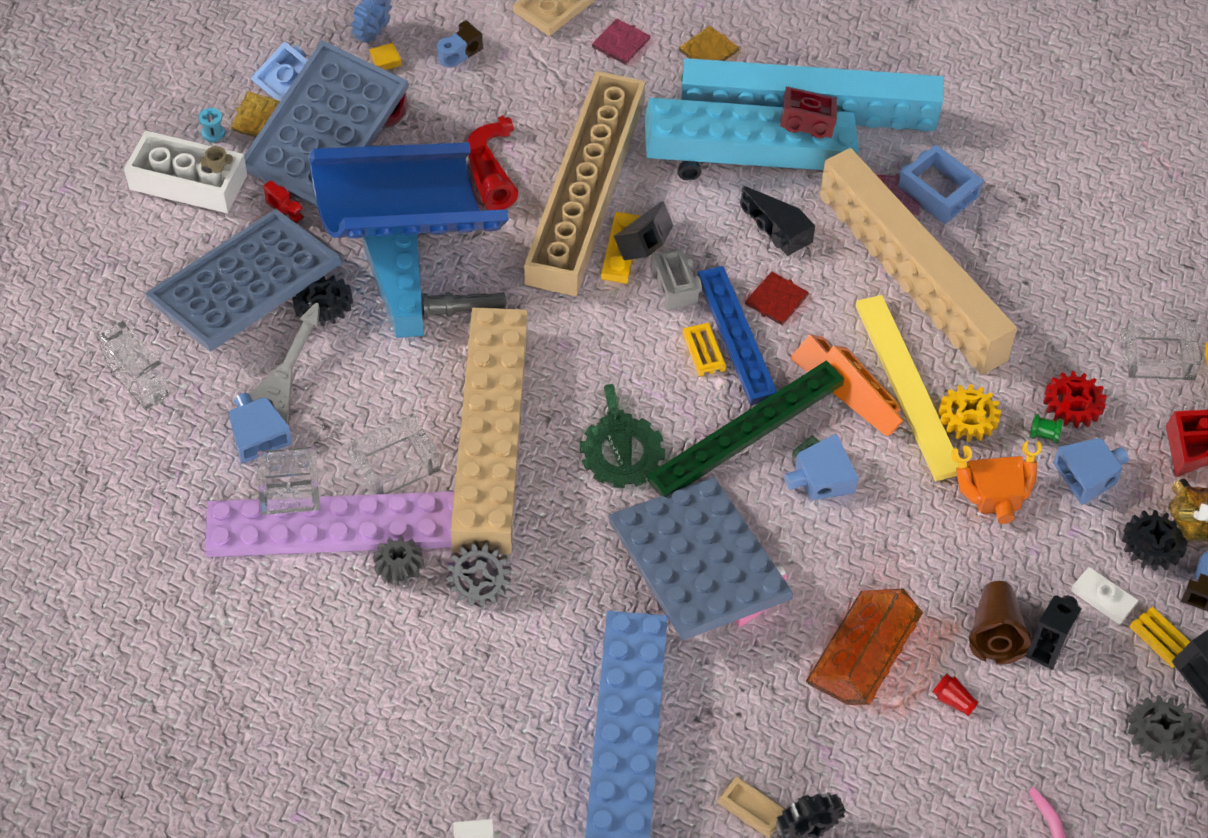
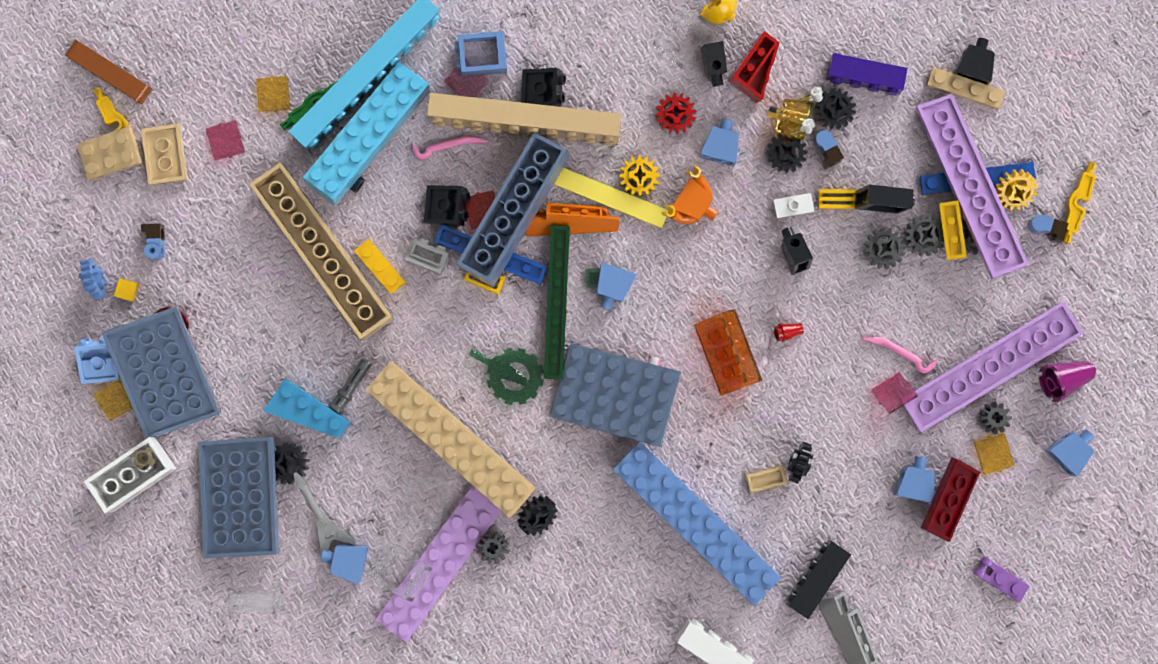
camera: 50 degrees left, 30 degrees up
(204, 119) = (96, 435): medium azure bush -> none
(280, 199) = (192, 433): red plate -> none
(398, 191) = (259, 373): blue panel -> none
(491, 180) = (275, 303): red animal -> none
(645, 233) = (390, 252): black slope -> none
(748, 257) = (446, 205): none -> black plate
(781, 221) = (436, 165): black slope -> none
(806, 307) = (513, 209): none -> sand blue brick
(808, 112) = (387, 94): dark red plate -> none
(826, 227) = (447, 144): none -> bright pink piece
(973, 254) = (543, 86): none -> black plate
(999, 626) = (770, 275): reddish brown cone -> none
(1046, 428) = (680, 145): green bush -> none
(1172, 390) = (715, 54): none -> black torso

